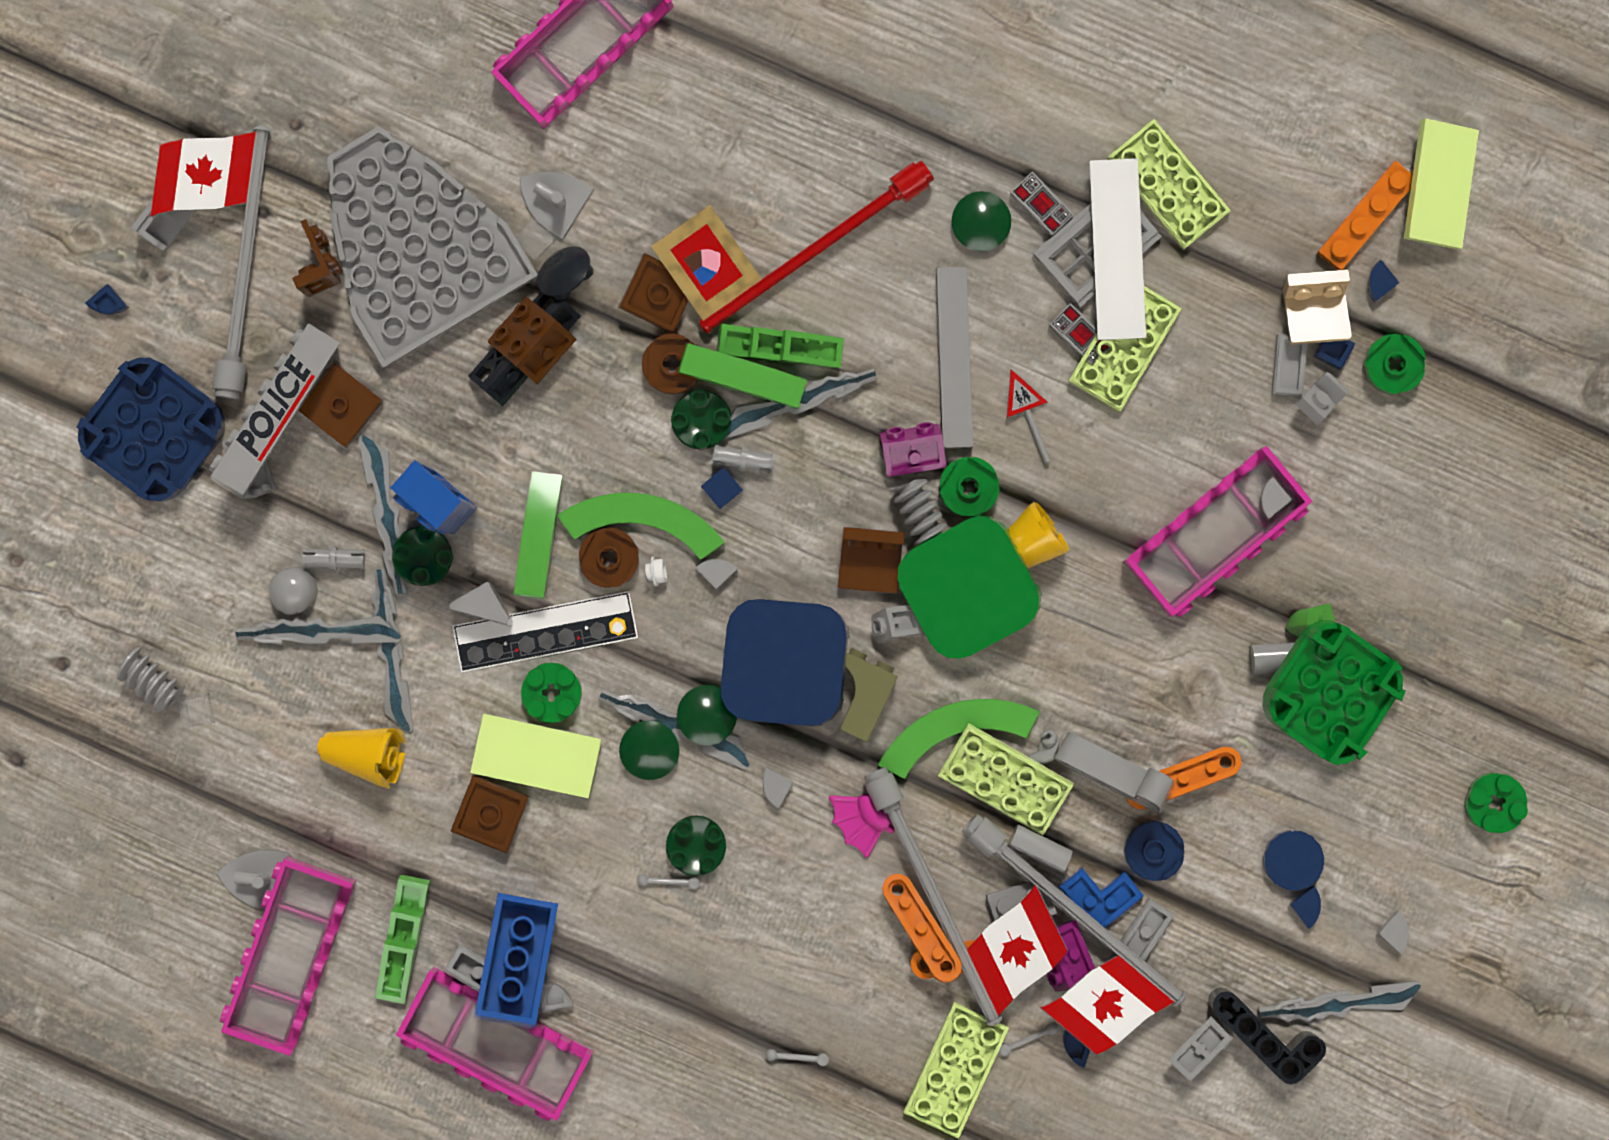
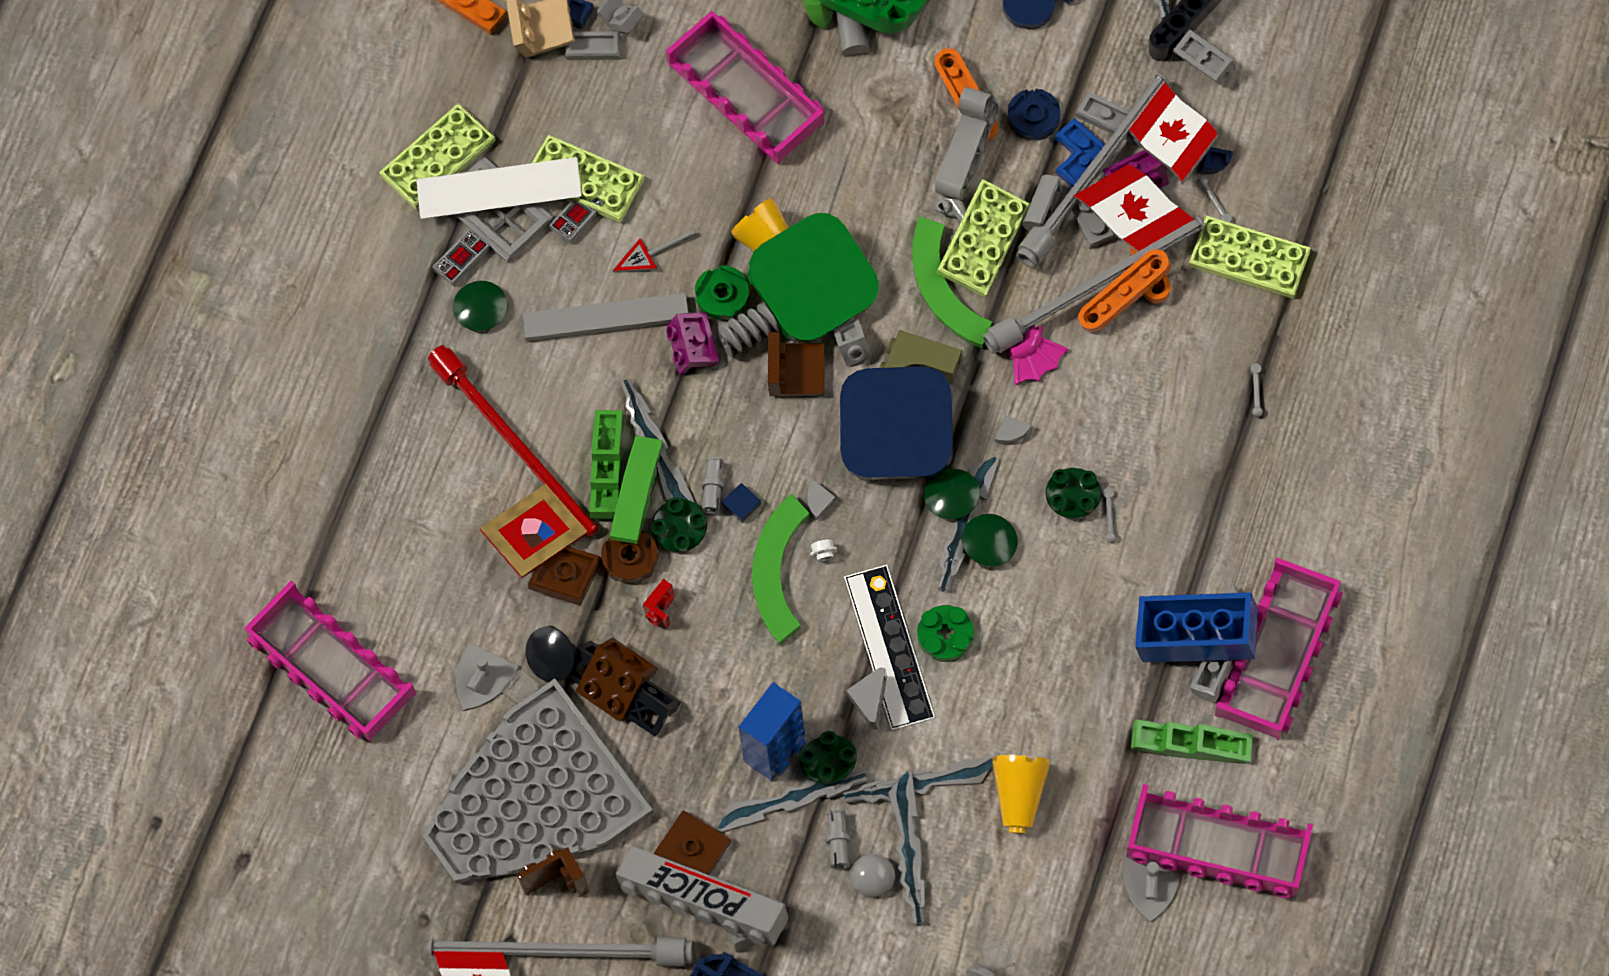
camera: 90 degrees left, 20 degrees down
(490, 814) = (1064, 675): reddish brown plate -> none
(536, 755) = (1005, 638): yellowish green tile -> none
(538, 535) = (799, 654): bright green slope -> none
(604, 541) = (807, 579): reddish brown plate -> none
(615, 394) = (659, 599): none -> red bracket
(1273, 498) = (711, 44): light grey tile -> none

